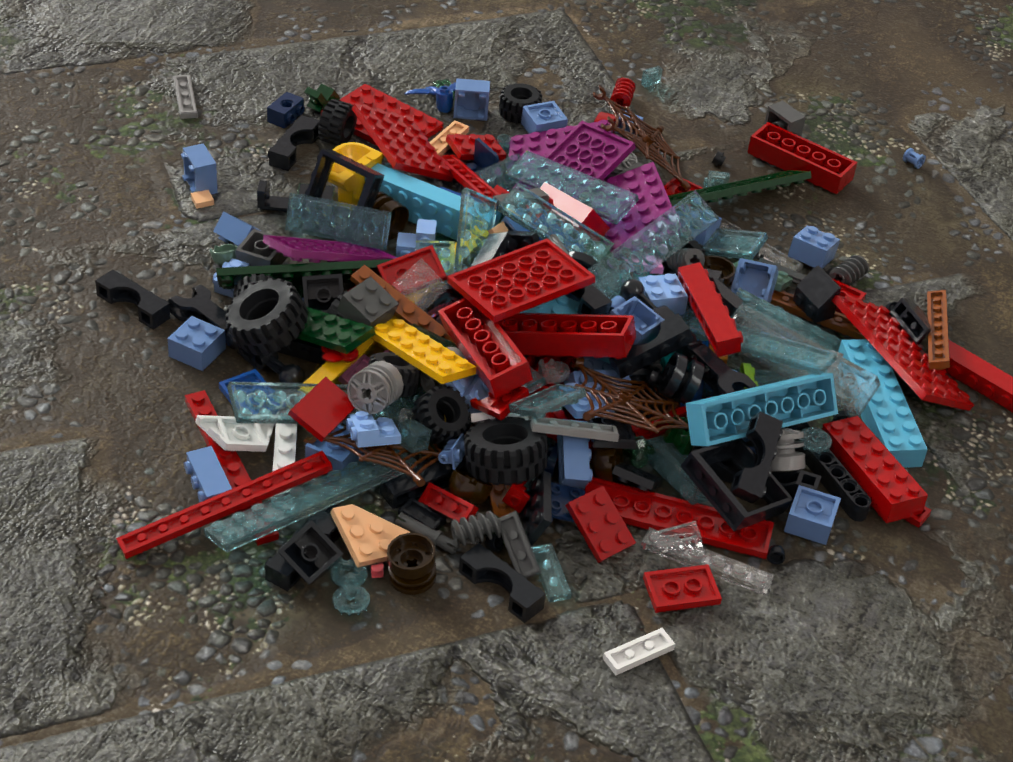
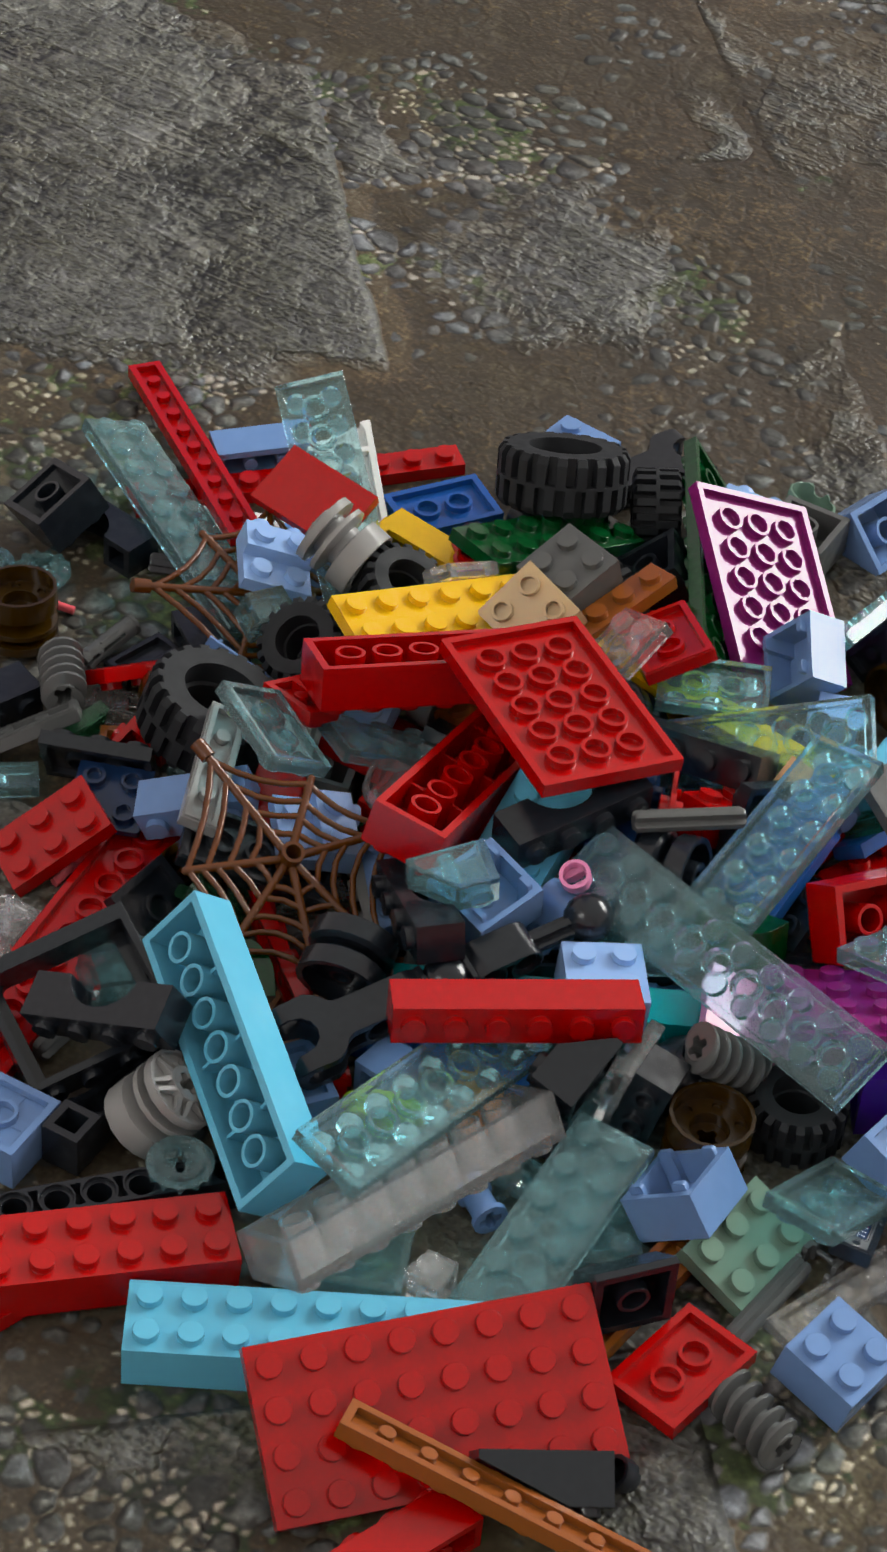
camera: 100 degrees right, 0 degrees up
(117, 288) = (719, 395): black arch -> none
(365, 534) = (96, 582): light nougat plate -> none
(386, 341) = (460, 571): none -> clear tile
(396, 234) = (806, 658): none -> medium blue container
(418, 308) = (527, 600): none -> tan bracket
(613, 291) = (572, 872): none -> bright pink hinge
(648, 313) = (456, 875): none -> clear light blue slope

